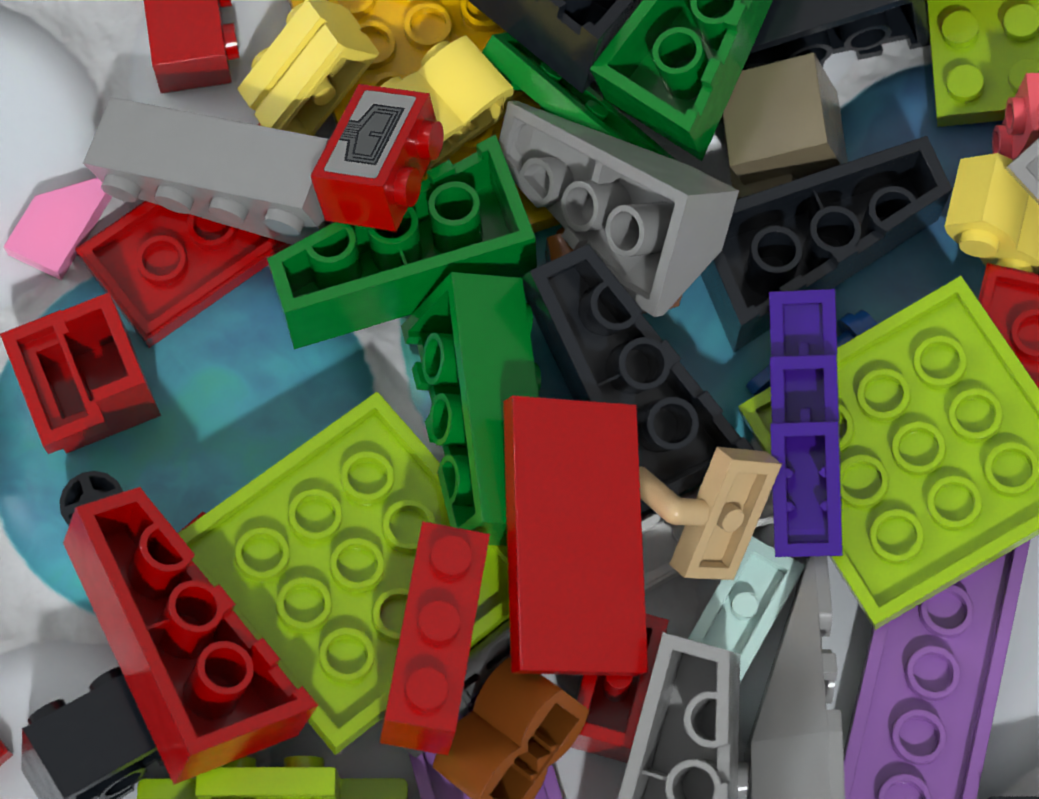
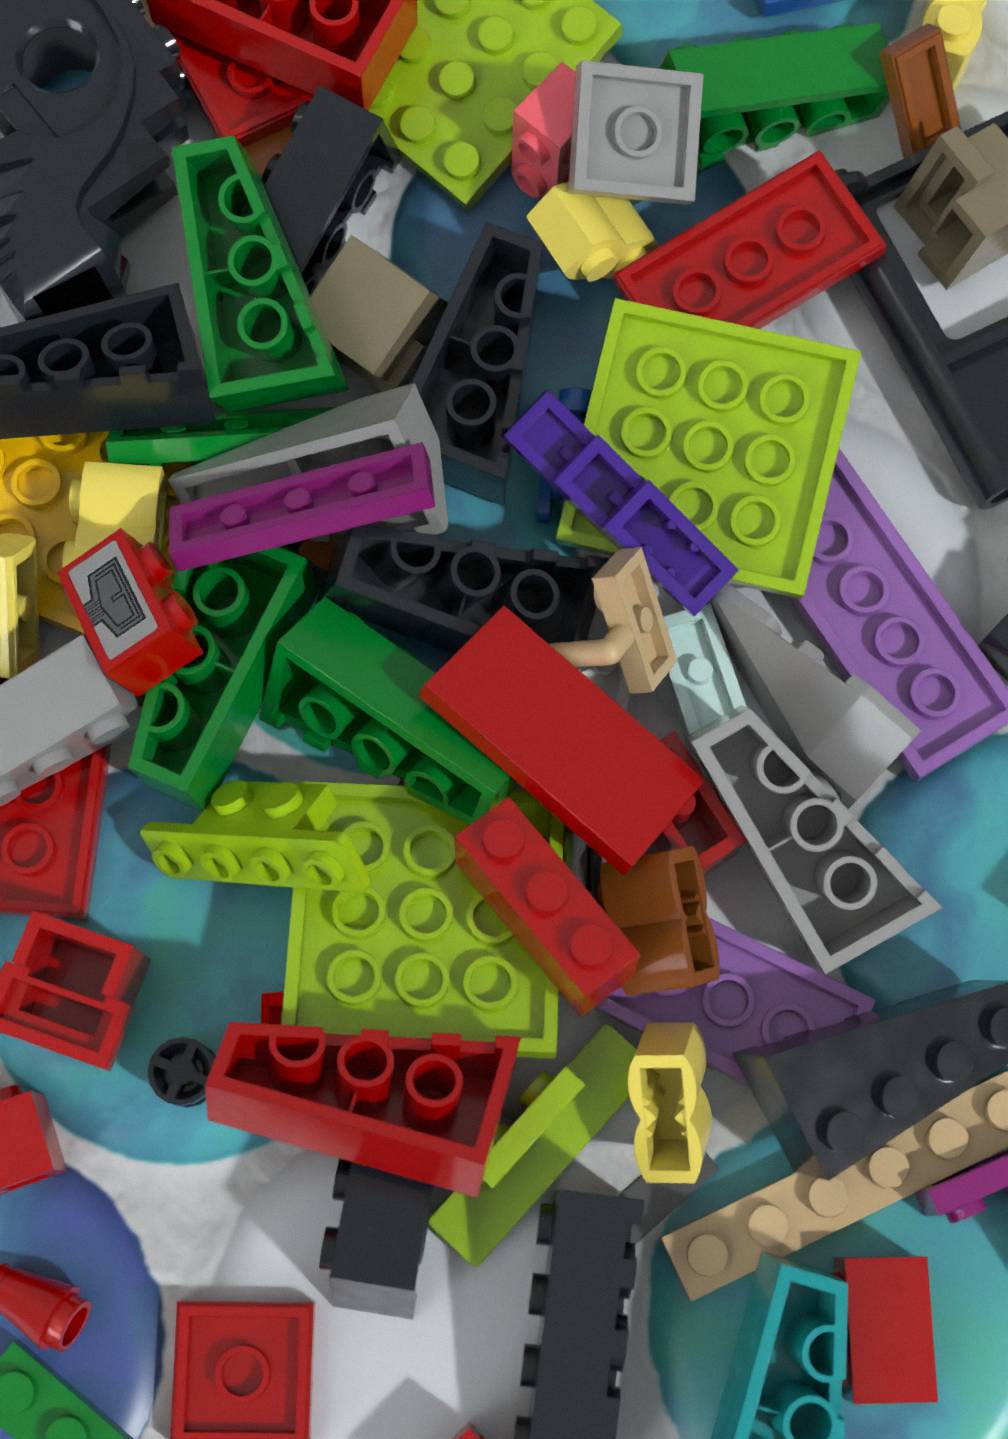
camera: 50 degrees left, 5 degrees up
(305, 398) = (261, 838): none -> lime bracket
(565, 197) = (301, 507): none -> magenta plate

